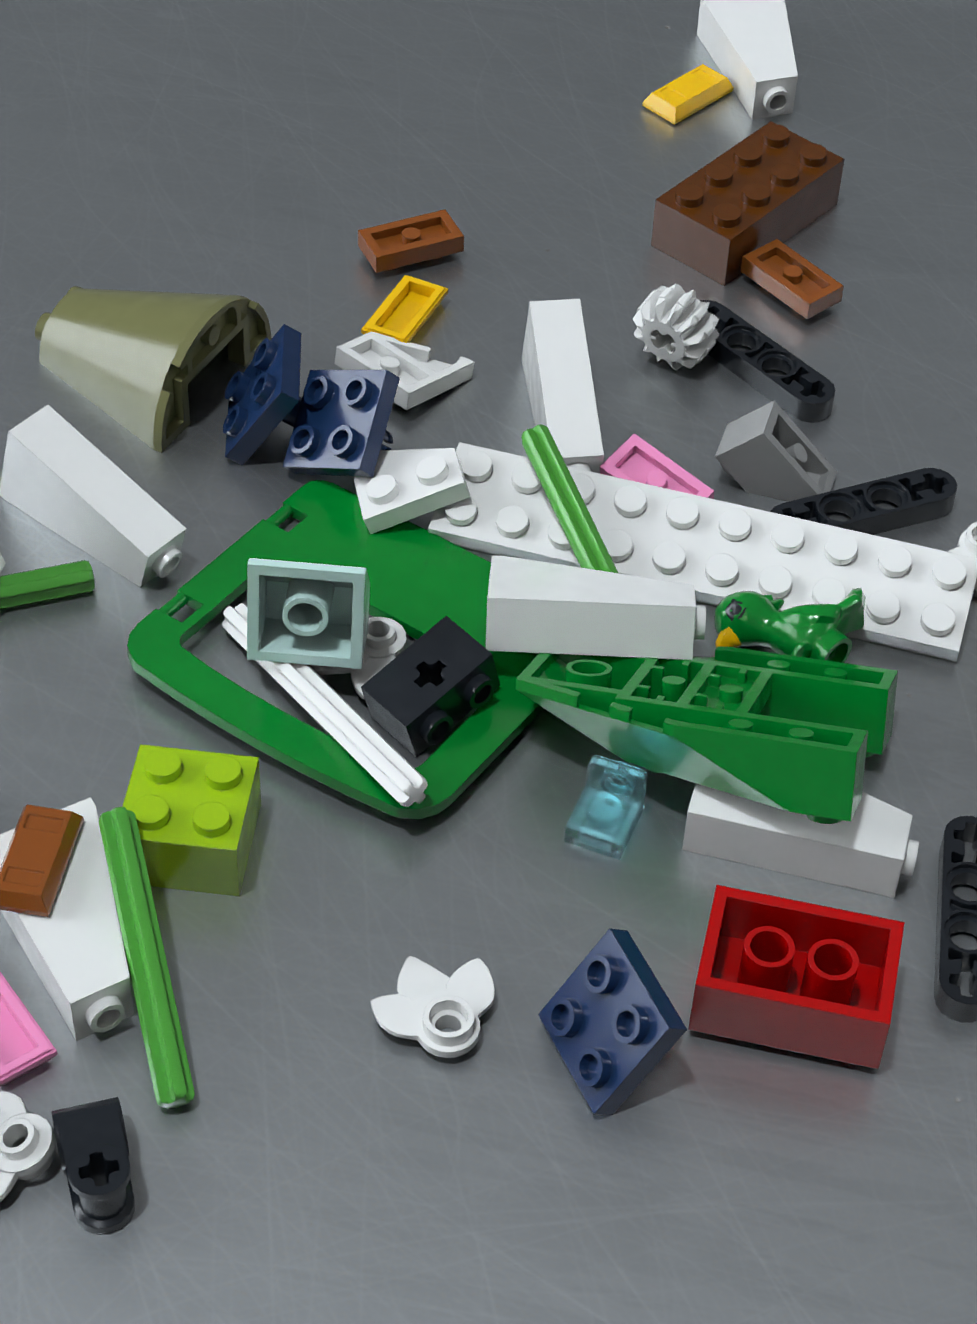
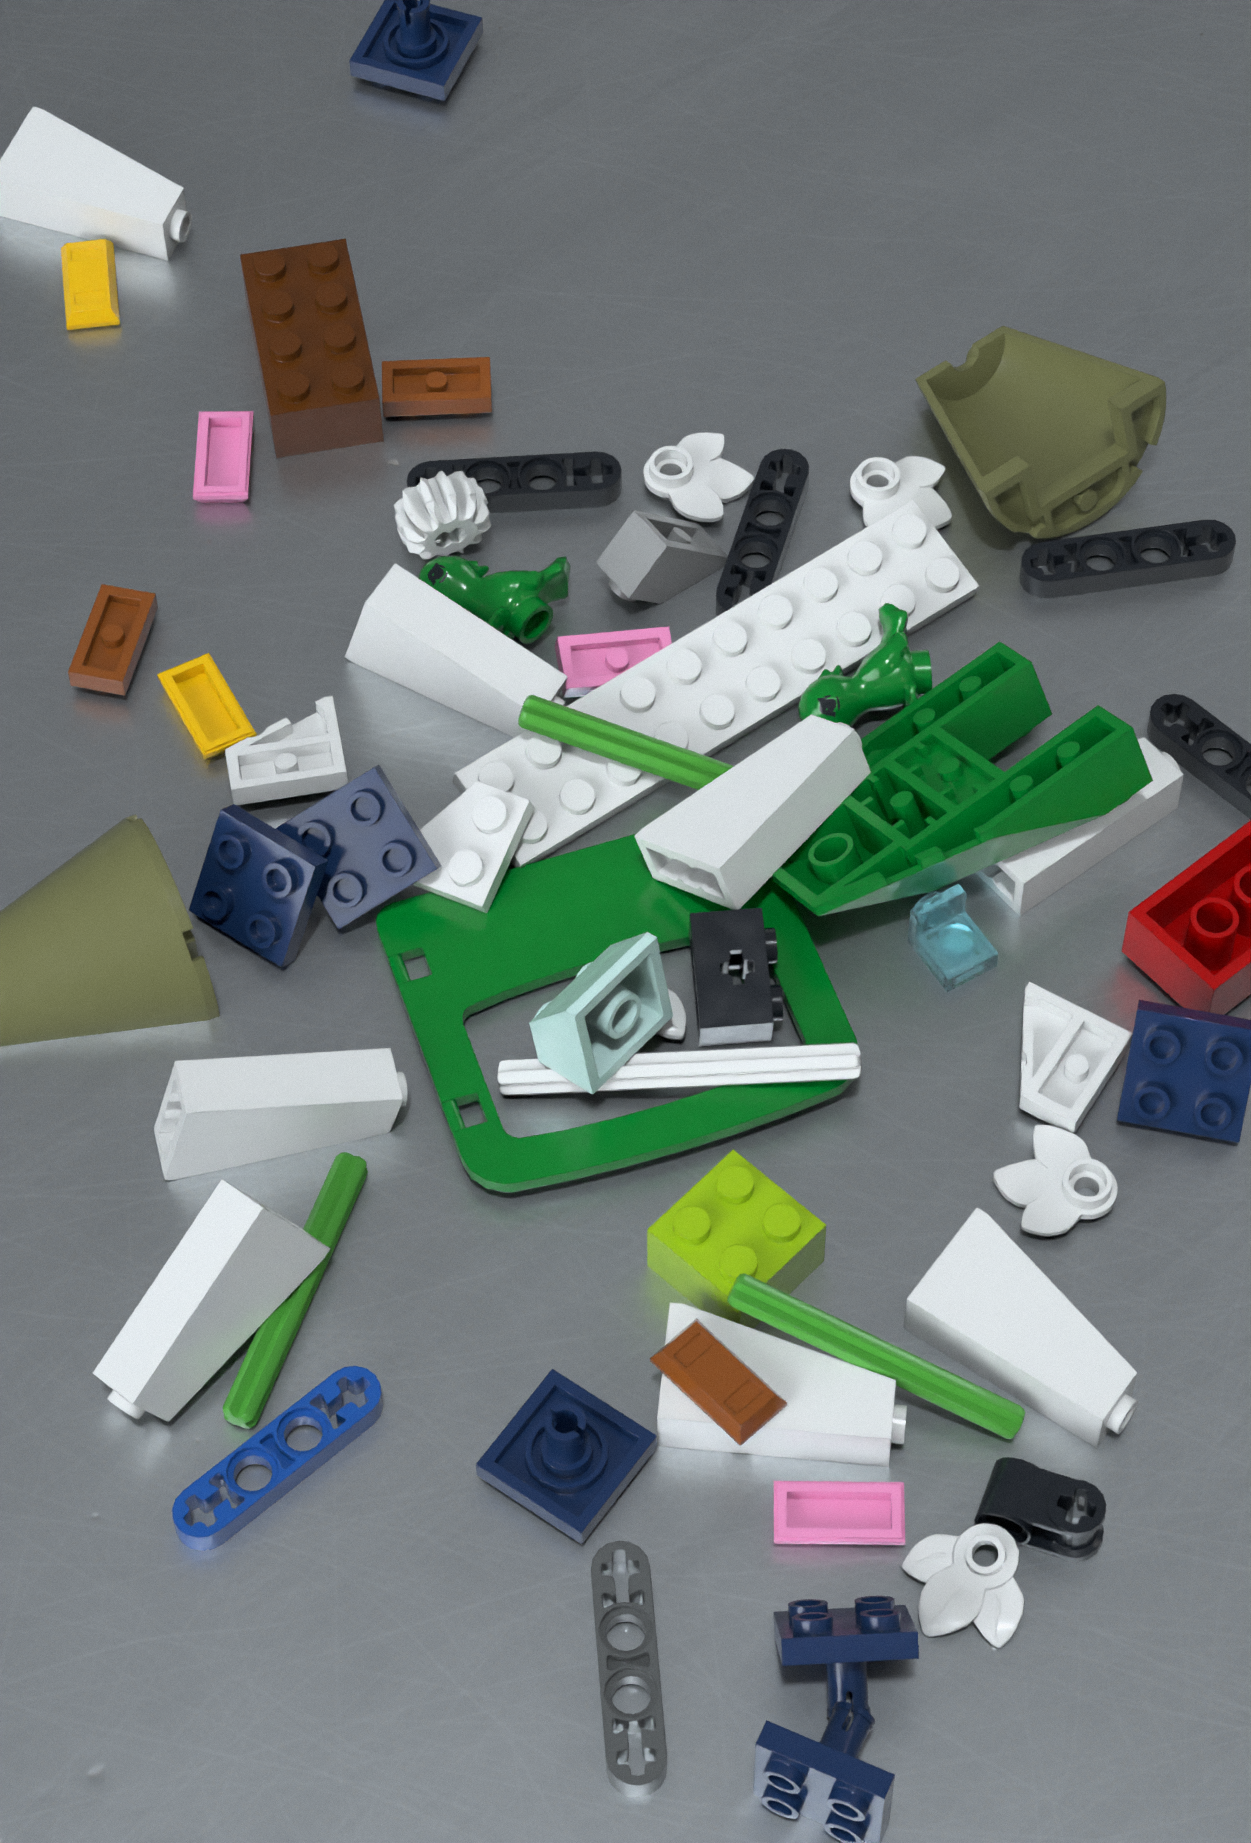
camera: 50 degrees left, 10 degrees up
(263, 1044) = (1020, 1332): none -> white slope
(552, 940) = (1065, 1057): none -> white wing
(615, 217) = (223, 456): none -> bright pink tile
(642, 397) = (507, 600): none -> green animal
(874, 445) = (699, 476): none -> white plate

